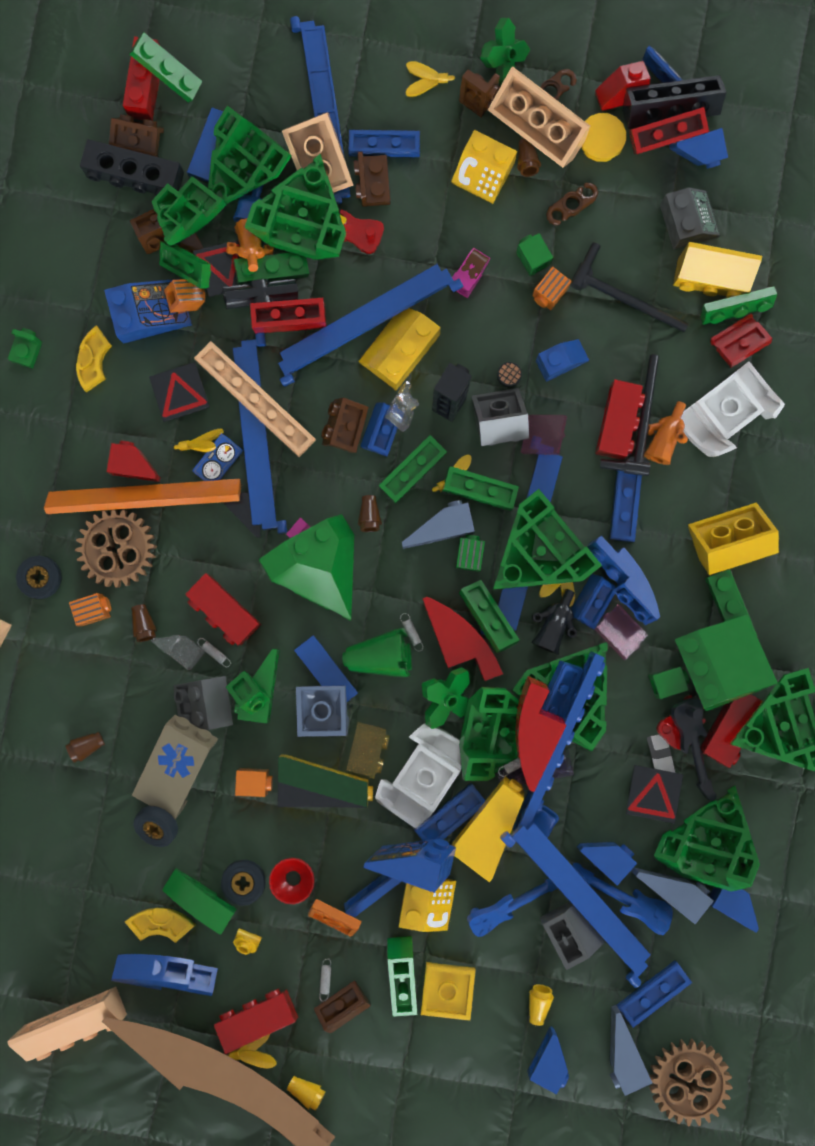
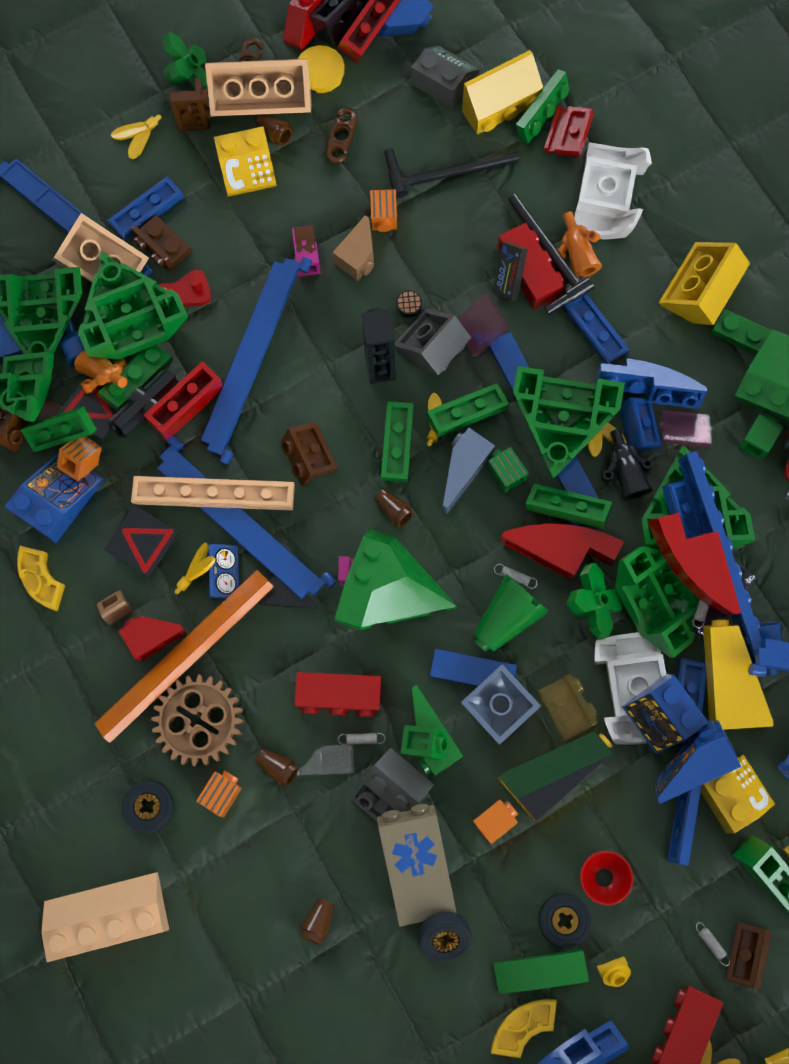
camera: 40 degrees left, 10 degrees down
(124, 422) = (114, 607): none -> medium nougat slope
(334, 918) = (672, 876): orange tile -> none
(379, 431) = (341, 432): blue slope -> none
(400, 347) = (299, 353): yellow slope -> none
(401, 408) = (344, 400): clear slope -> none
(423, 812) = (665, 713): none -> slope
(505, 303) = (356, 251): none -> medium nougat slope
(534, 254) = (345, 195): green brick -> none
(561, 359) = (440, 258): blue slope -> none
(599, 412) = (510, 270): none -> pearl dark grey tile

